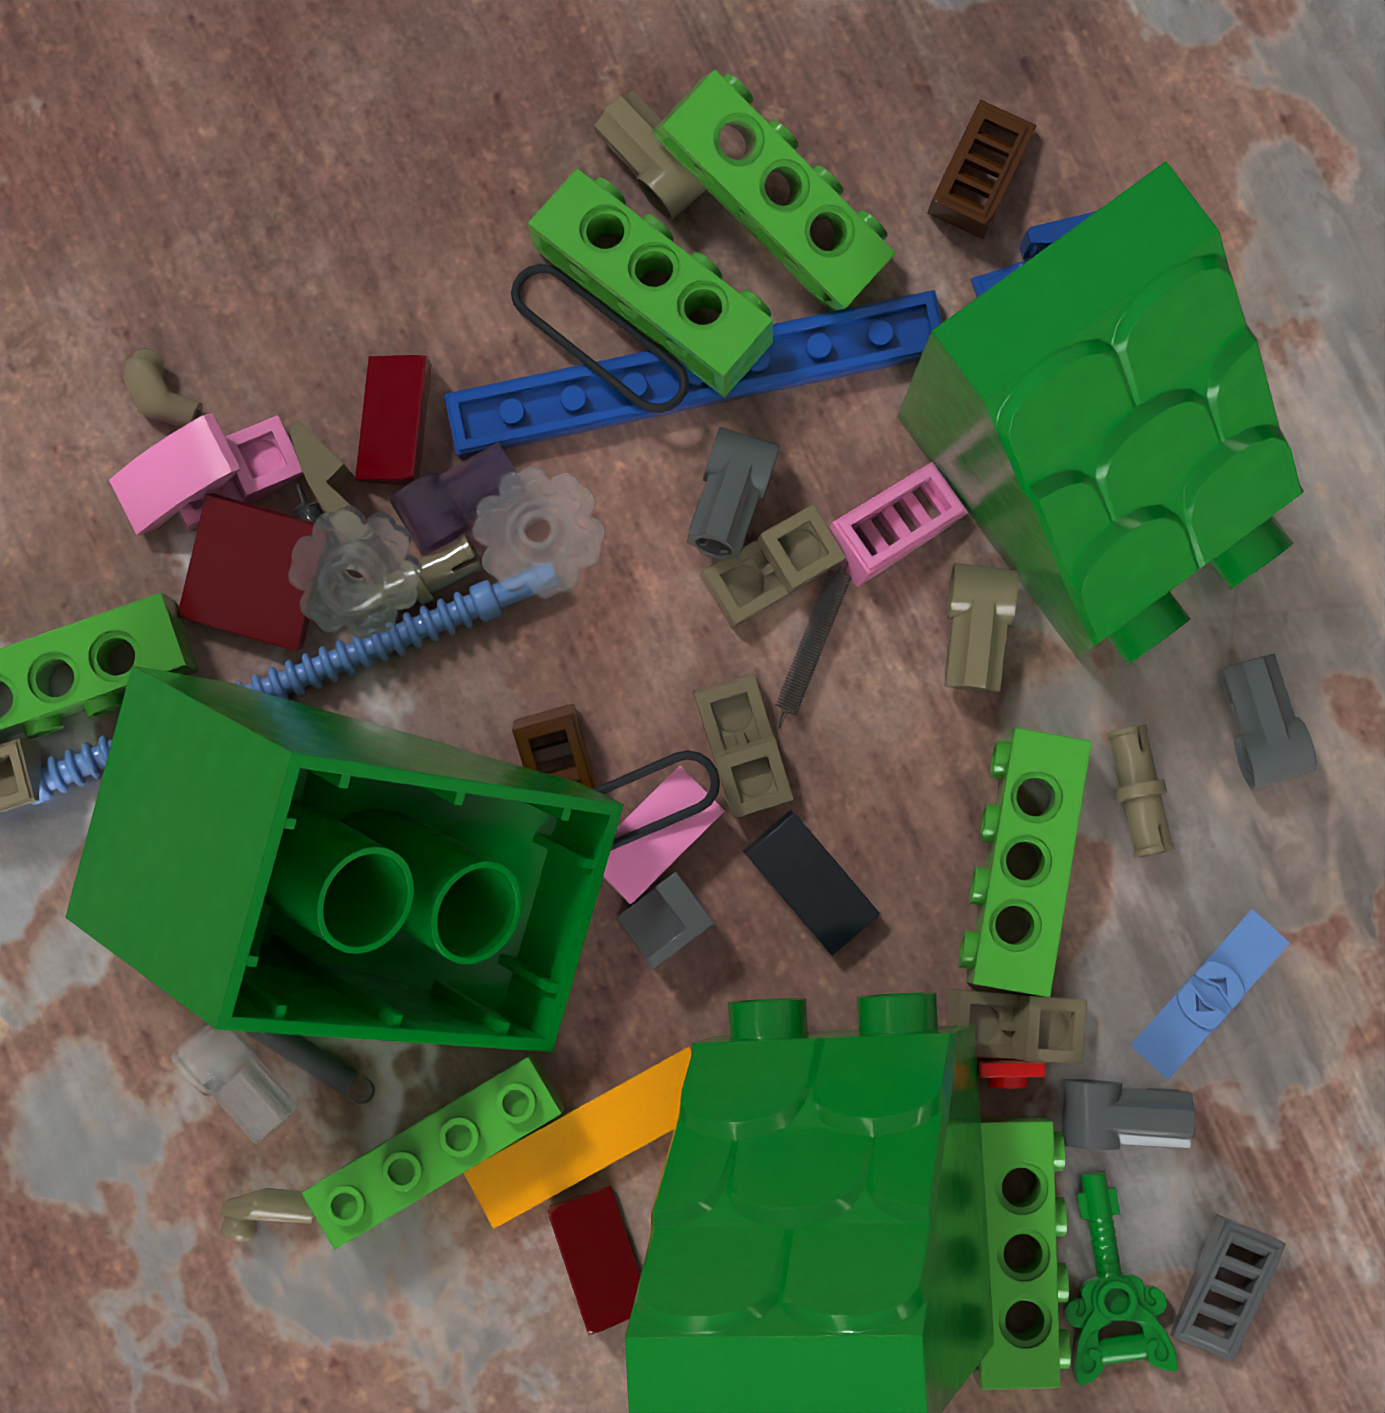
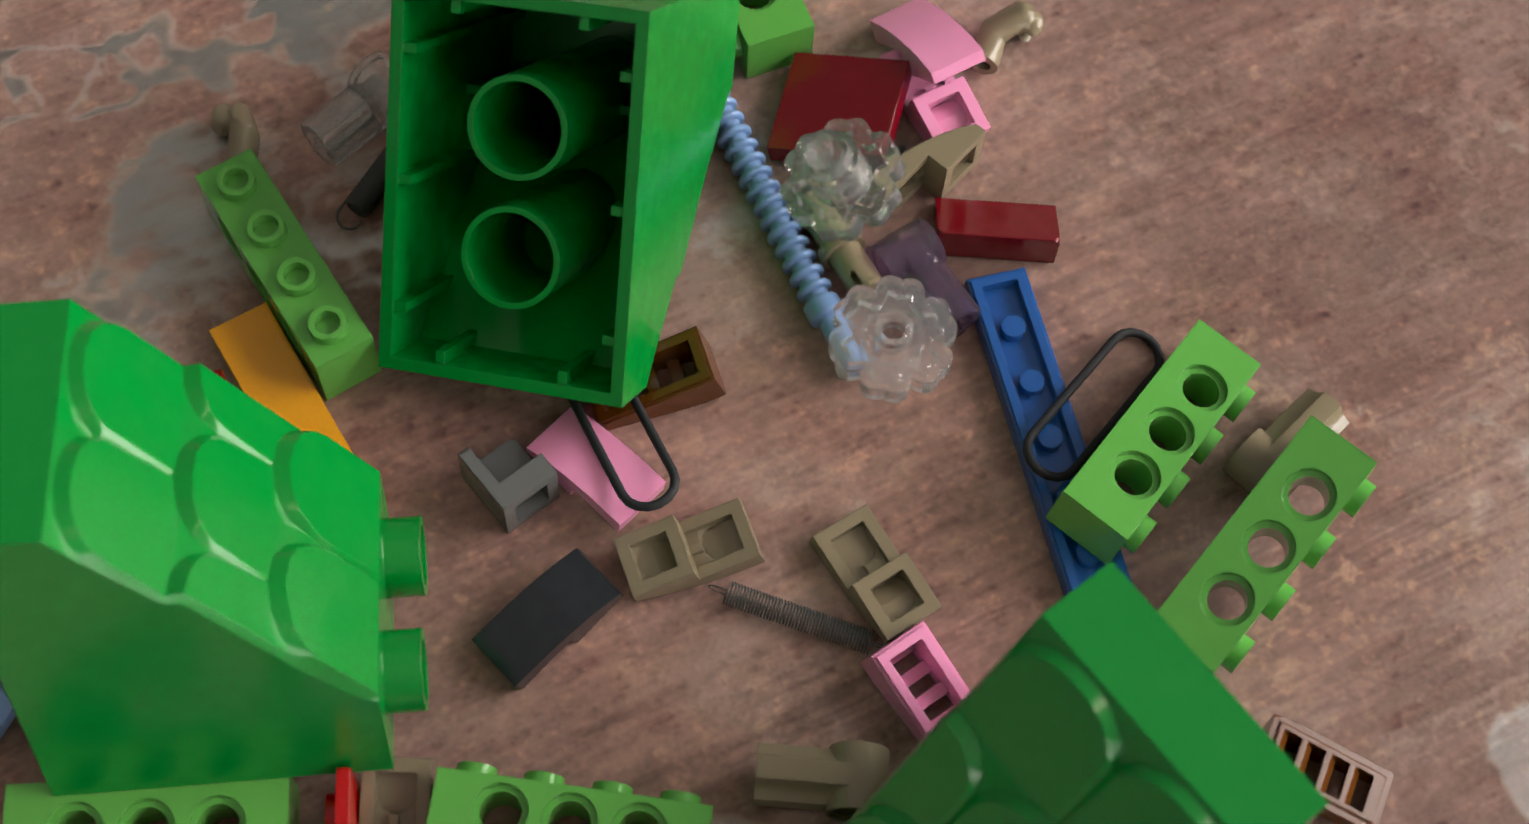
camera: 80 degrees right, 20 degrees down
(735, 480) = (965, 531): dark grey piece -> none

